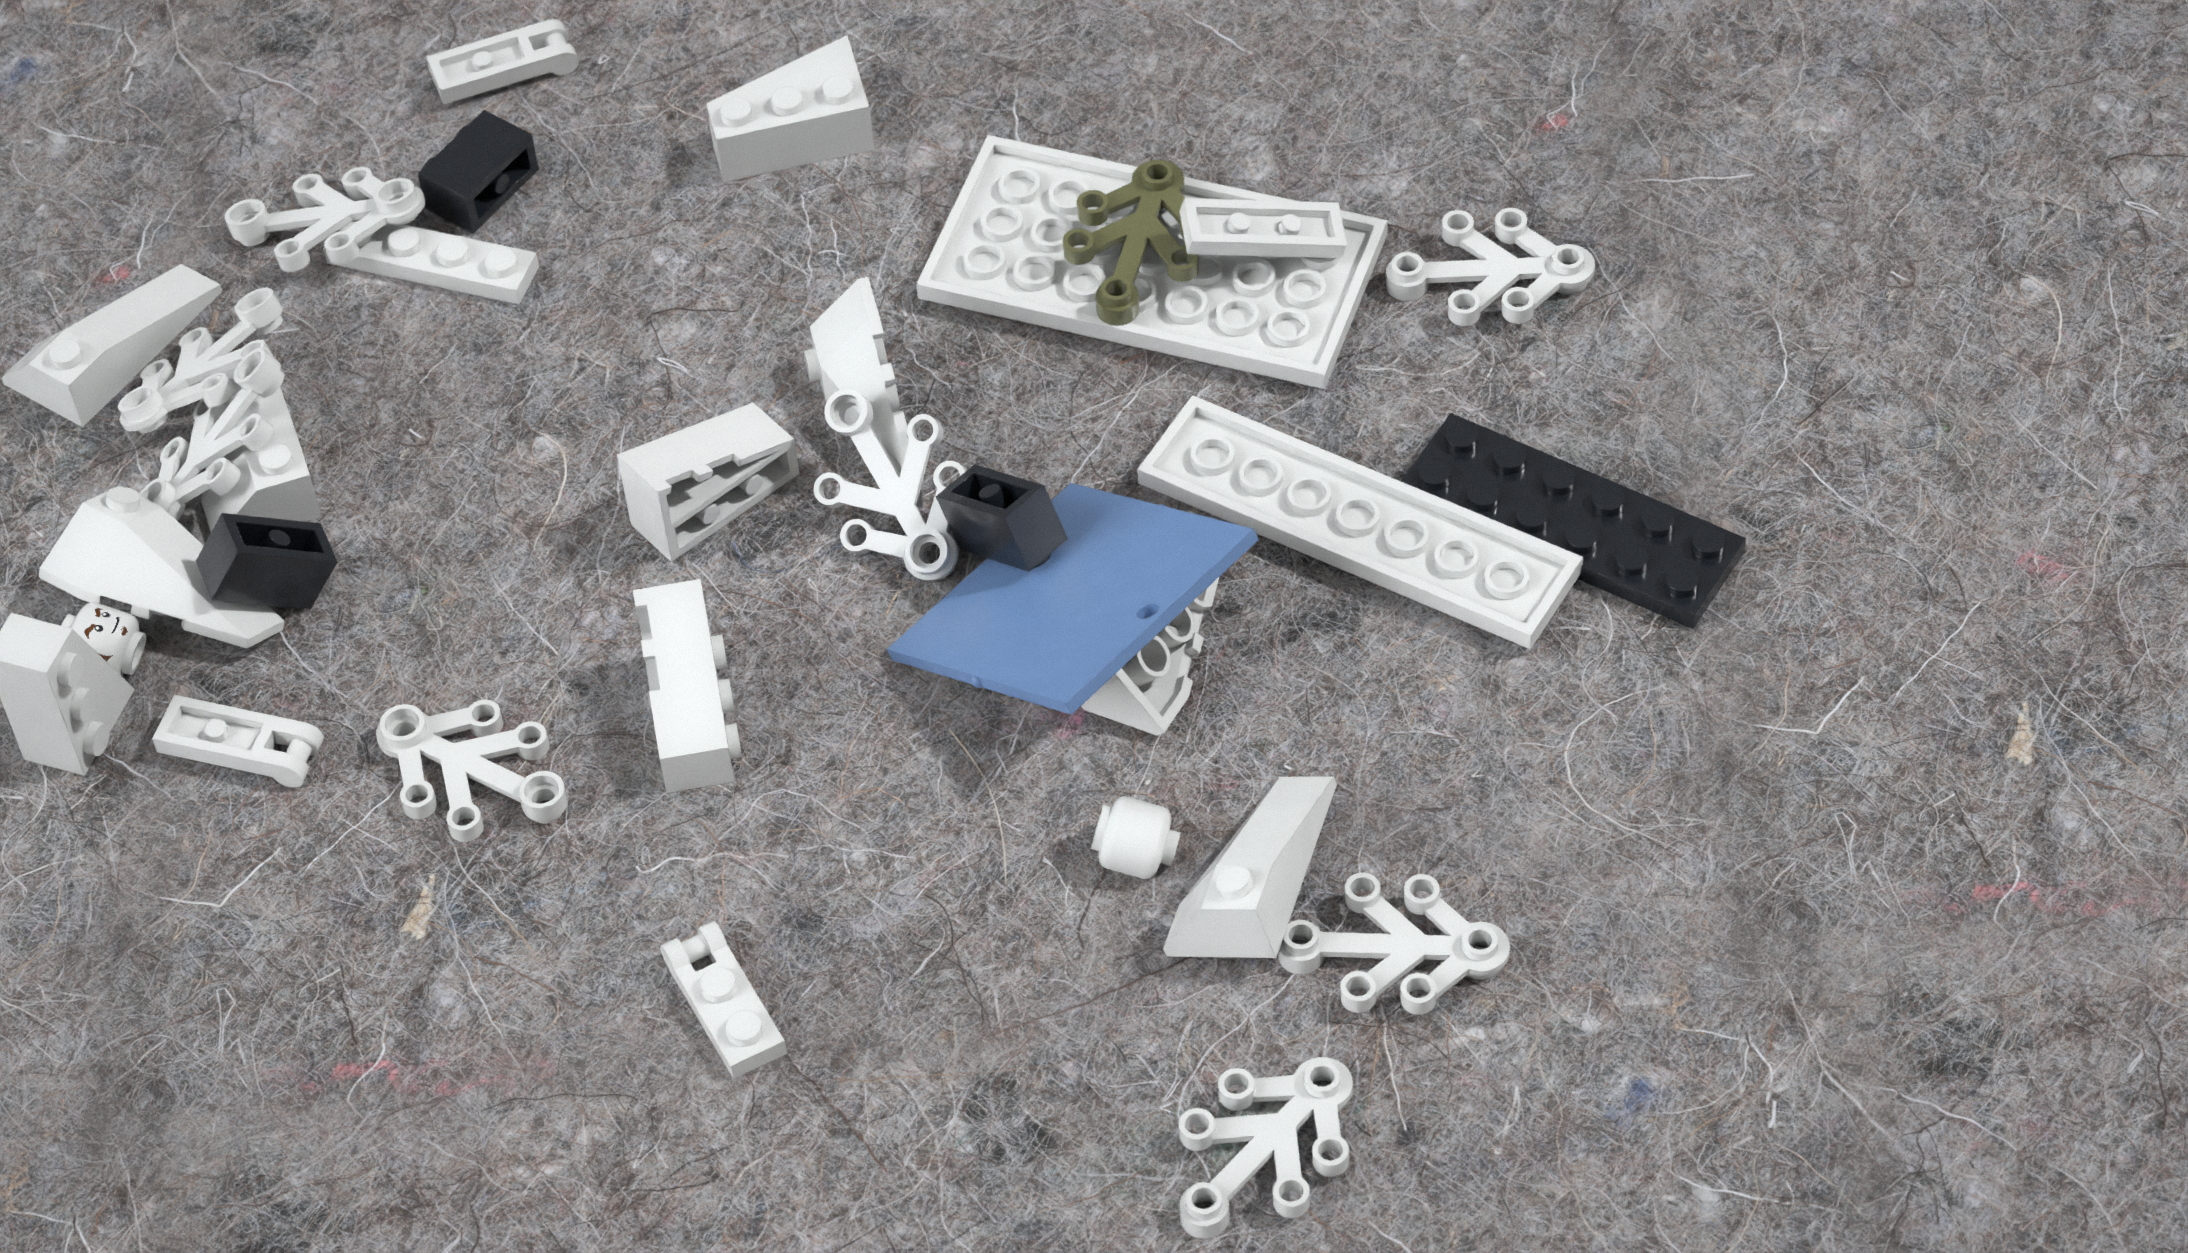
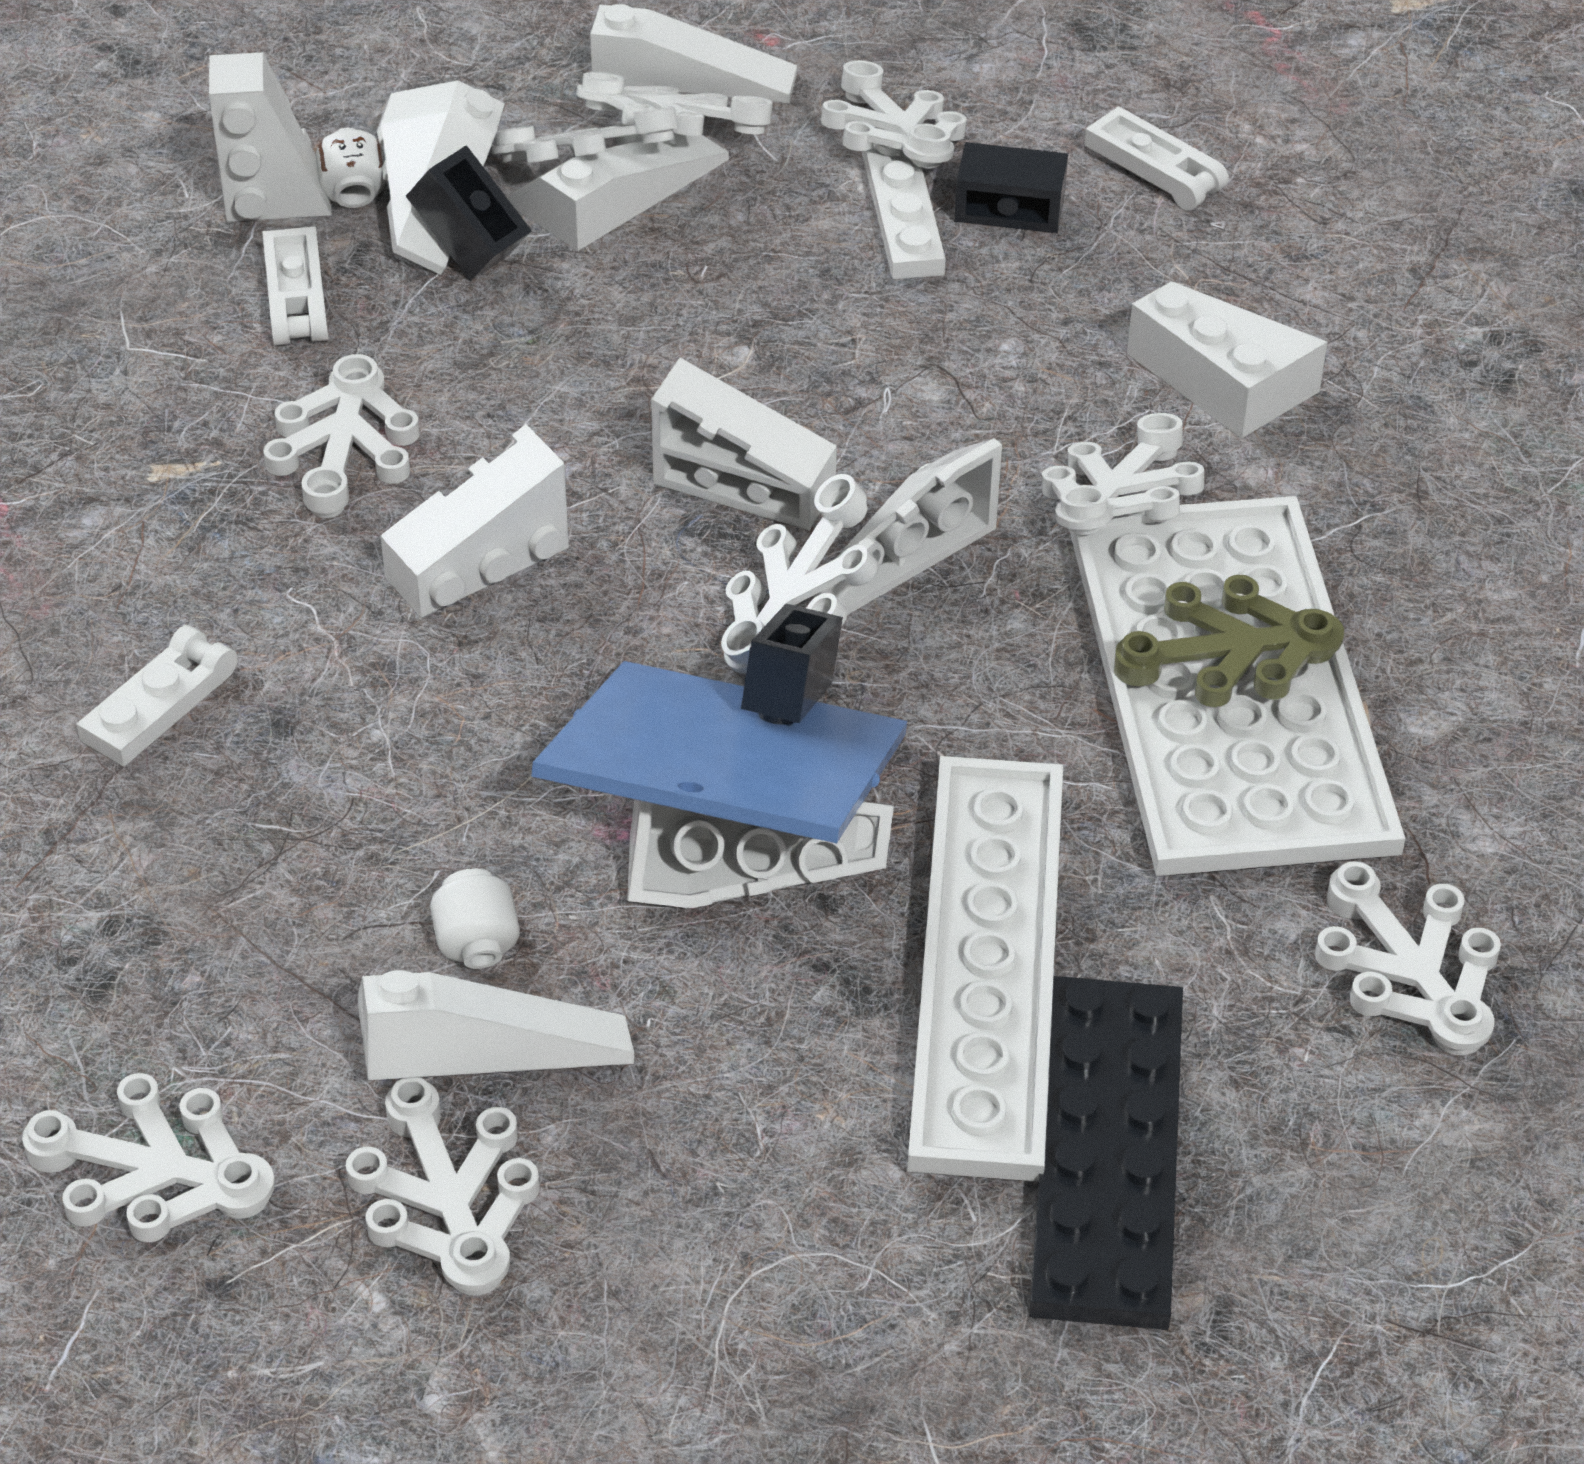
camera: 60 degrees right, 5 degrees down
(930, 266) = (1089, 507): none -> white plant
(1262, 228) = (1293, 726): white plate -> none

